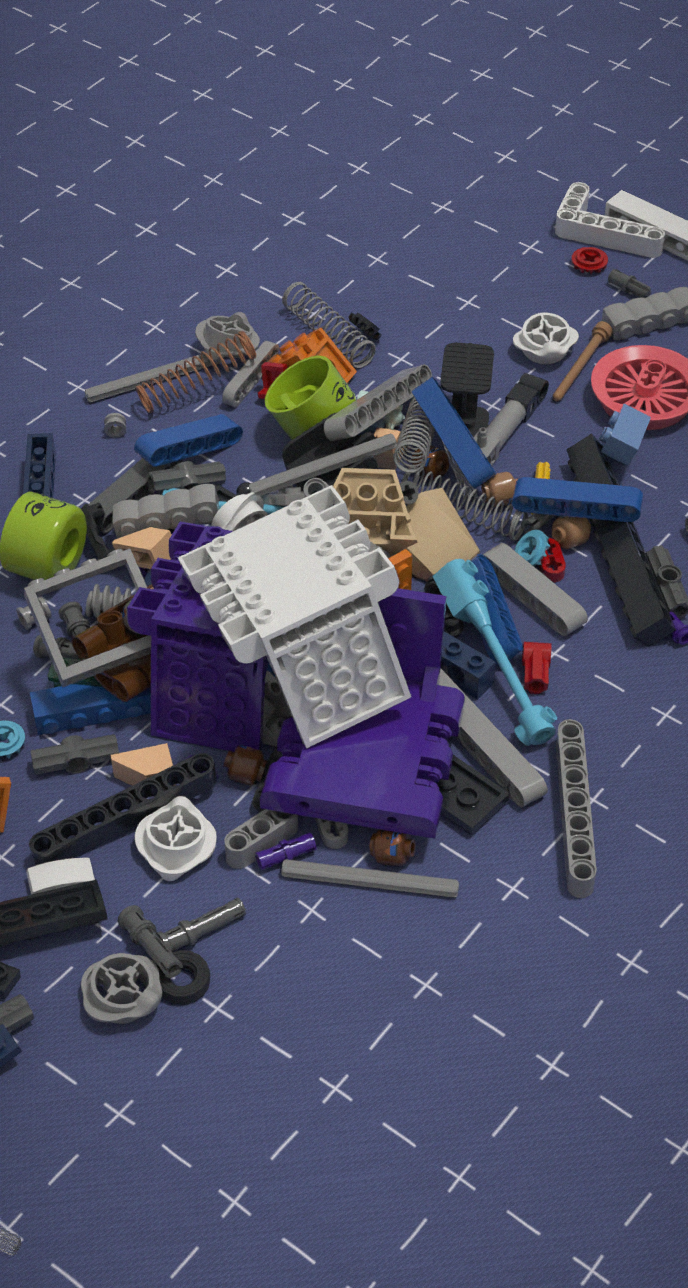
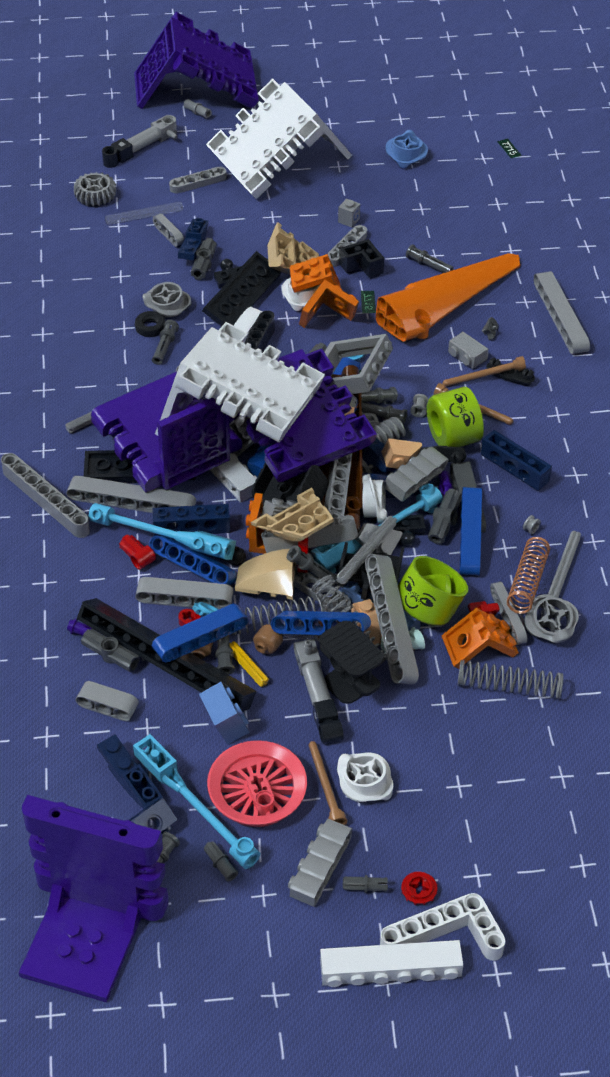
camera: 135 degrees right, 0 degrees up
(144, 934) = (182, 320): dark grey pin -> none
(365, 325) = (481, 702): black gear -> none

